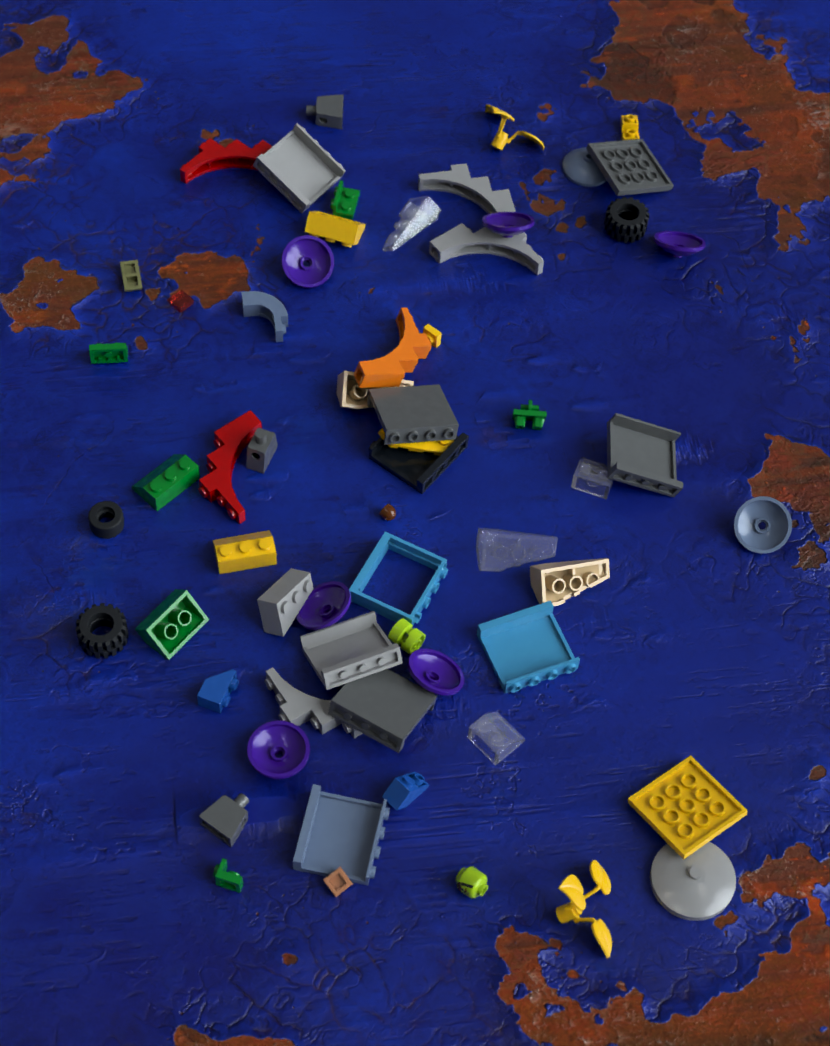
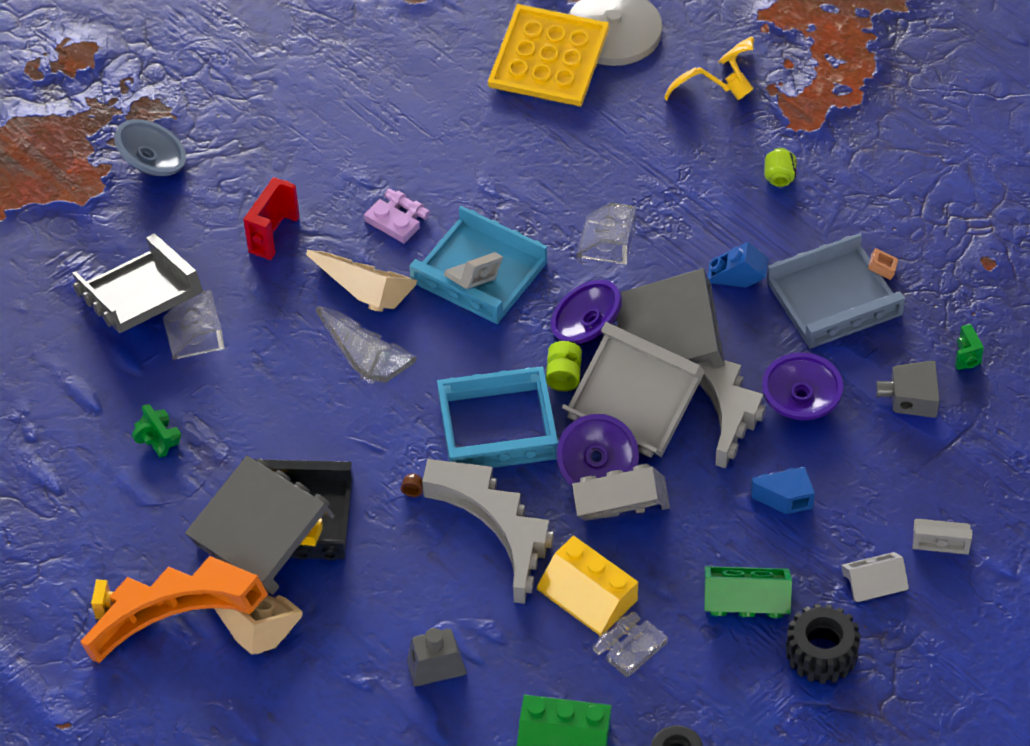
camera: 120 degrees left, 5 degrees down
(115, 753) = (942, 536): none -> light grey panel
(123, 696) = (876, 576): none -> light grey panel
(185, 546) = (634, 649): none -> clear plate
(229, 442) = (448, 703): red arch -> none
(329, 540) = (475, 491): none -> light grey arch
(519, 631) = (475, 271): none -> light grey panel
(605, 628) = (393, 221): none -> lavender plate
(651, 547) = (272, 206): none -> red panel

